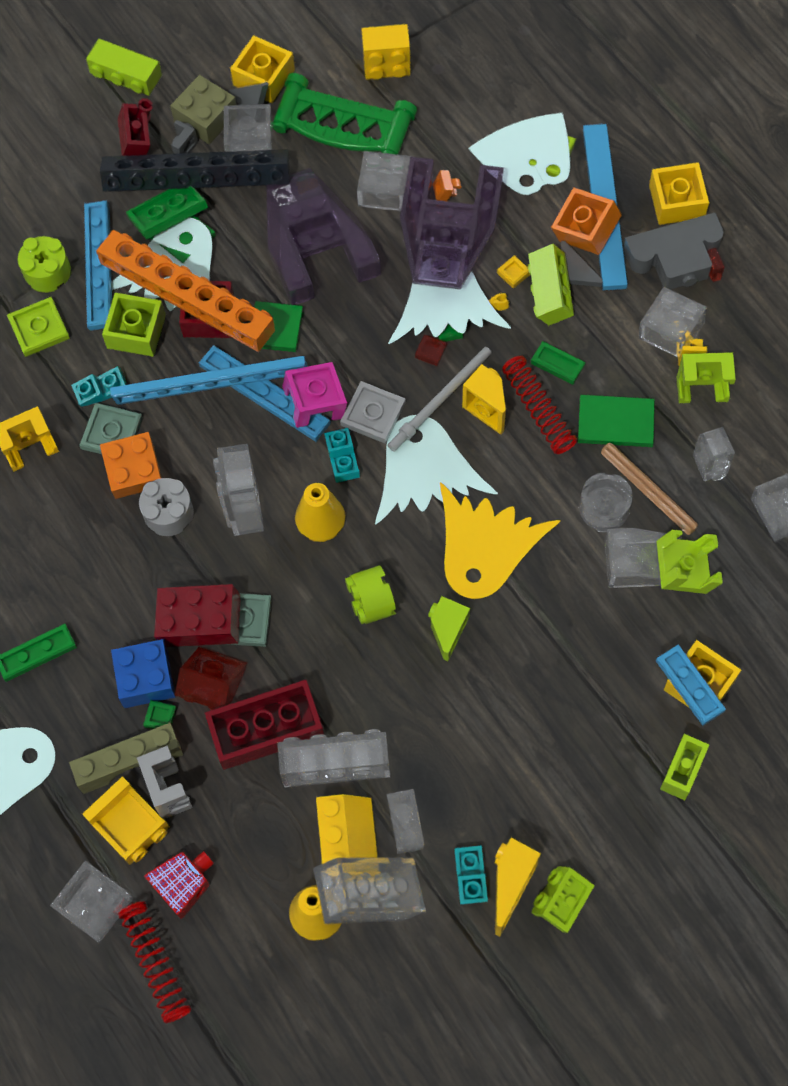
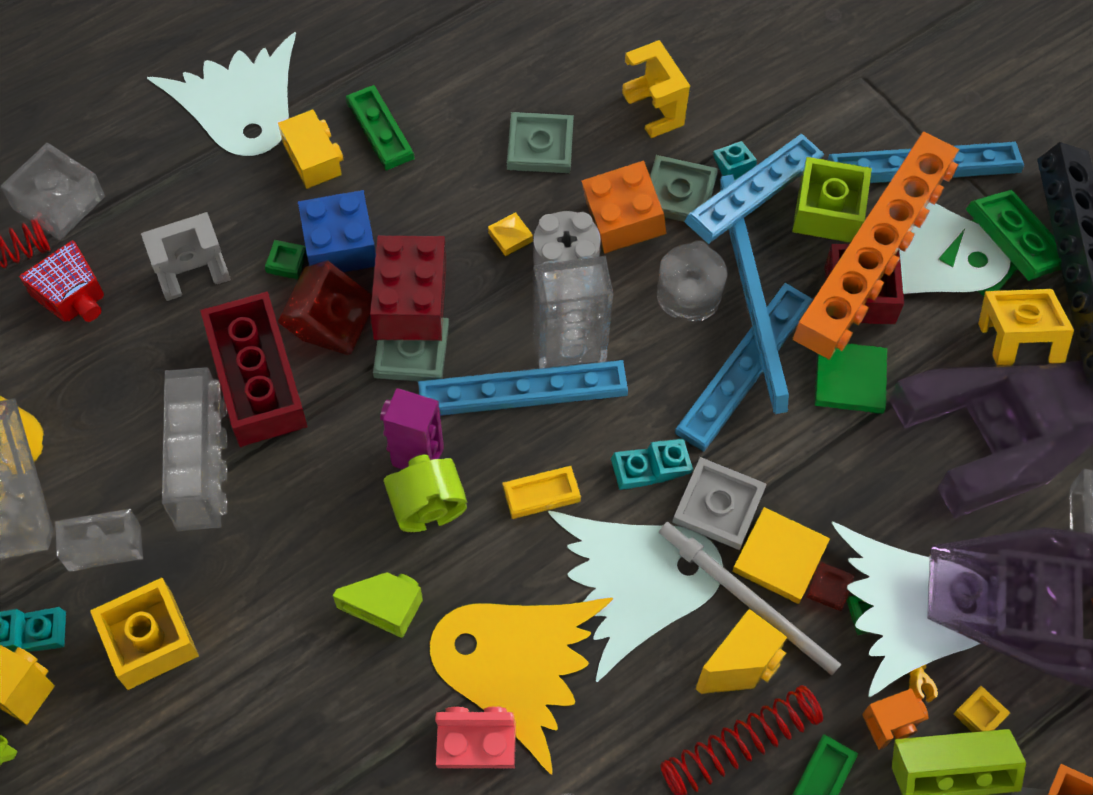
camera: 85 degrees right, 5 degrees down
(38, 326) = (826, 104): lime tile -> none
(44, 263) = (914, 98): lime brick -> none
(57, 701) = (310, 148): none -> yellow brick
(59, 530) = (540, 142): none -> sand green tile
(103, 765) = (229, 221): olive arch -> none
(124, 372) = (752, 189): none -> dark azure tile
(126, 821) = (157, 210): yellow panel -> none
(145, 550) = (510, 234): none -> yellow tile
(198, 421) = (691, 281): none -> clear brick
(245, 209) = (1025, 318): none -> yellow panel
(279, 541) = (527, 387): none -> dark azure tile
(314, 391) = (739, 418): dark pink panel -> none
(319, 514) = (557, 431): yellow cone -> none
(329, 599) = (411, 427): none -> magenta brick
(346, 827) = (94, 470): yellow slope -> none
(362, 527) = (541, 492): none -> yellow tile
(409, 377) = (781, 555): none -> yellow tile
(476, 780) = (144, 633): none -> yellow brick
(520, 318) = (895, 717): none -> orange brick
(542, 564) = (475, 738): none -> coral bracket

